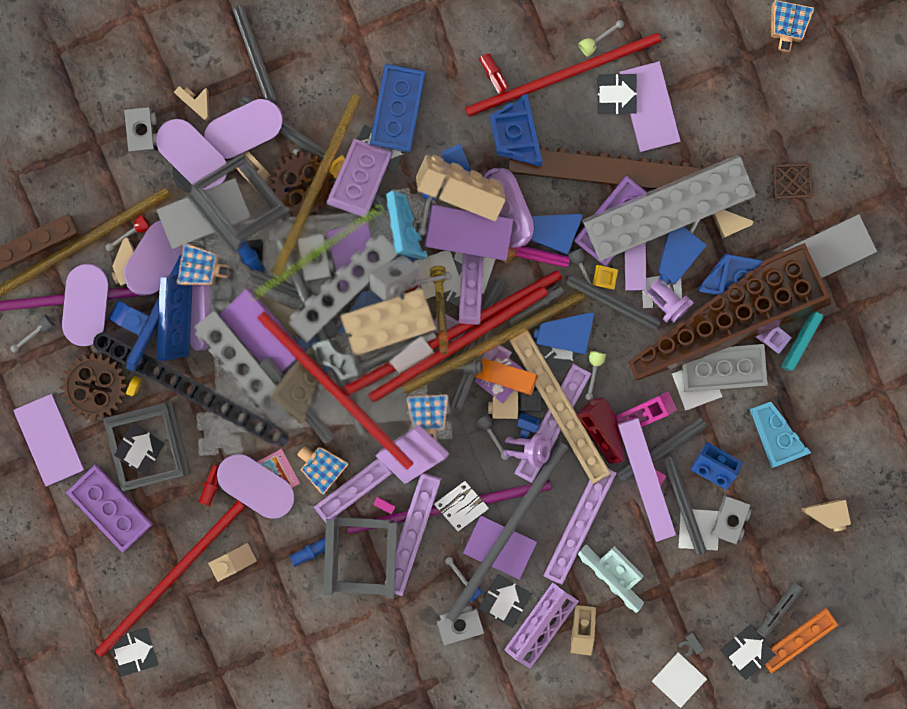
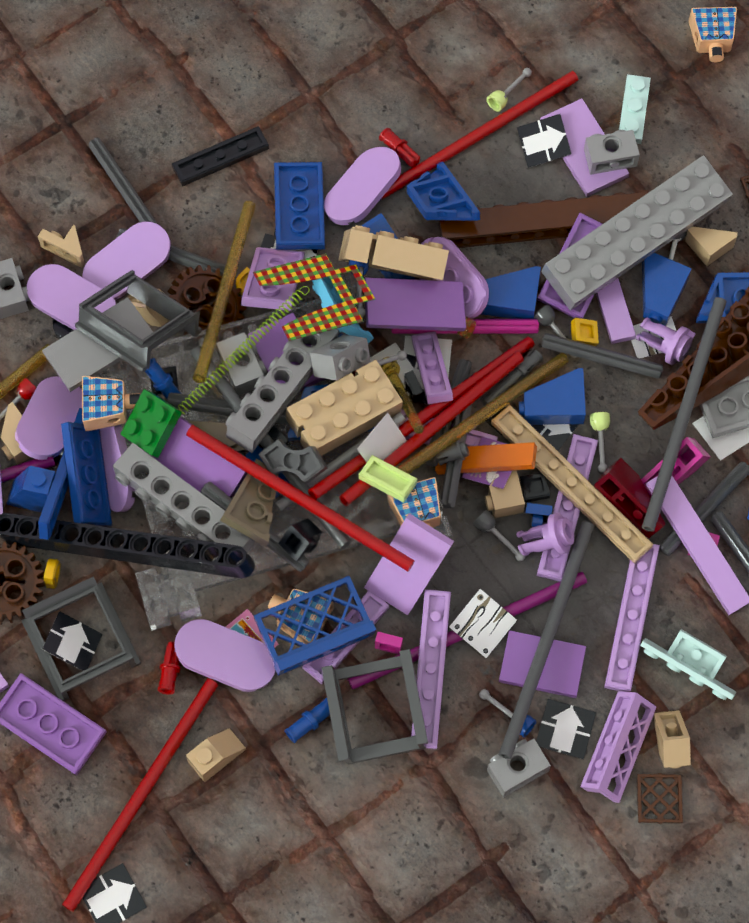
camera: 10 degrees left, 20 degrees down
(231, 297) = (151, 423): none -> green plate
(330, 421) = (300, 538): none -> black brick
(331, 500) = (321, 647): none -> blue fence
(341, 45) = (220, 156): none -> black tile
(395, 243) = (326, 318): none -> piece
(409, 389) = (388, 478): none -> yellowish green tile
(453, 296) = (413, 387): none -> black tile
(454, 103) = (362, 185): none -> lavender tile
(567, 680) = (678, 798): none -> reddish brown window
(658, 127) = (602, 160): none -> light grey brick
(663, 375) = (684, 414): none -> dark grey piece
(701, 80) = (635, 105): none -> light aqua plate

